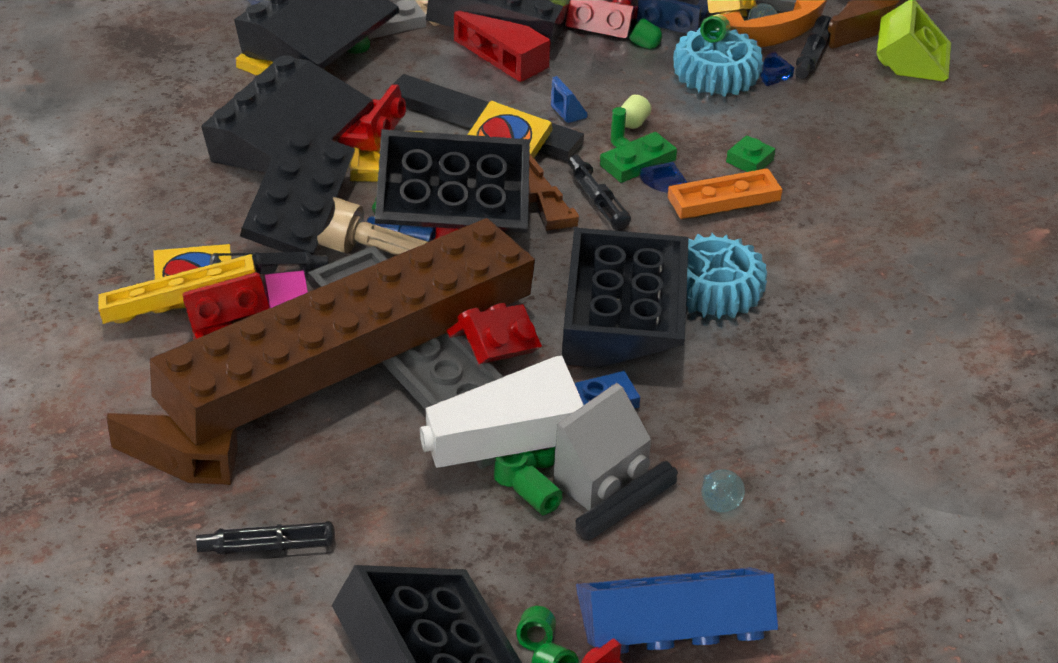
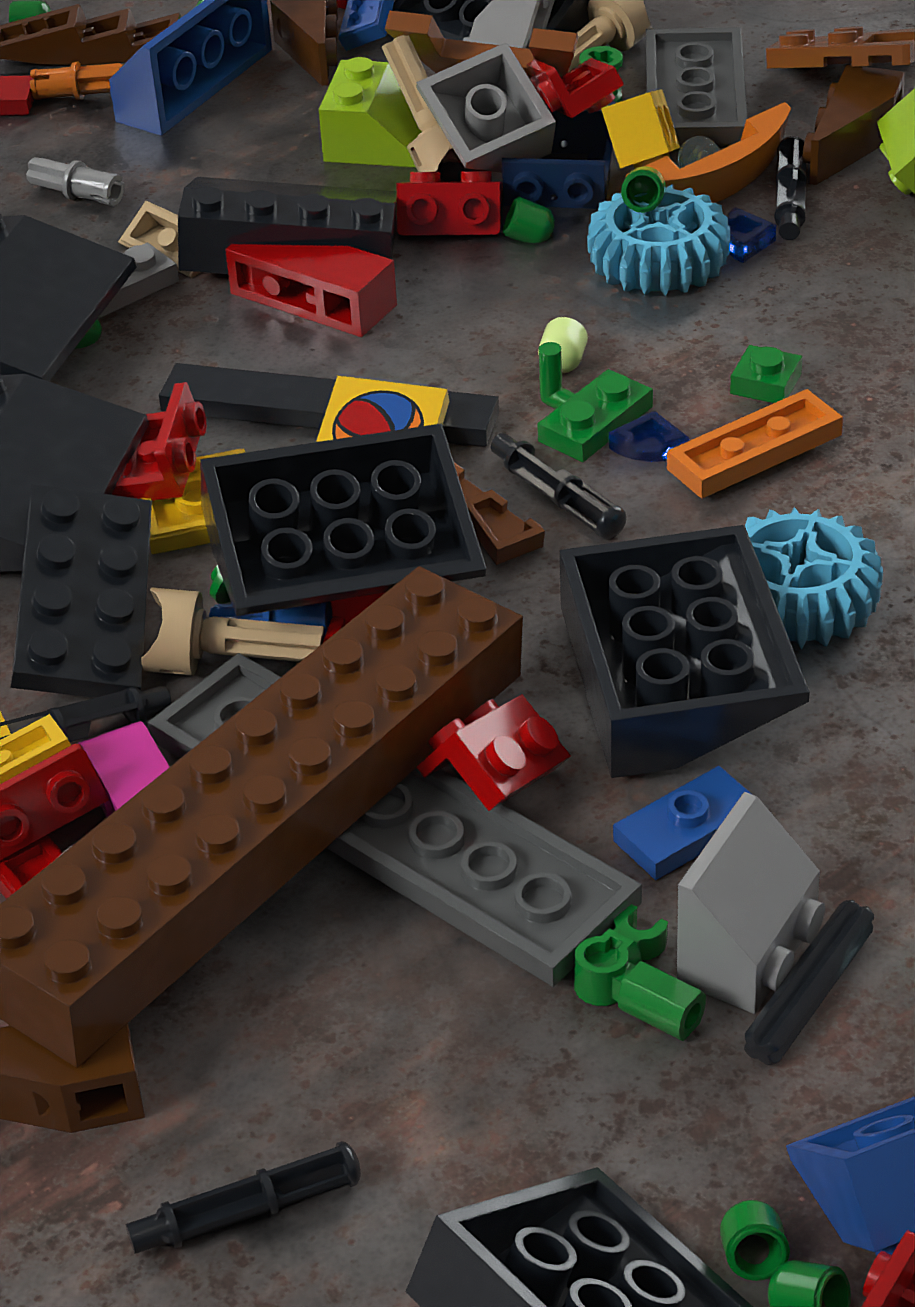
camera: 10 degrees left, 0 degrees up
(502, 416) = (572, 889): white slope -> none
(565, 102) = (450, 352): blue slope -> none

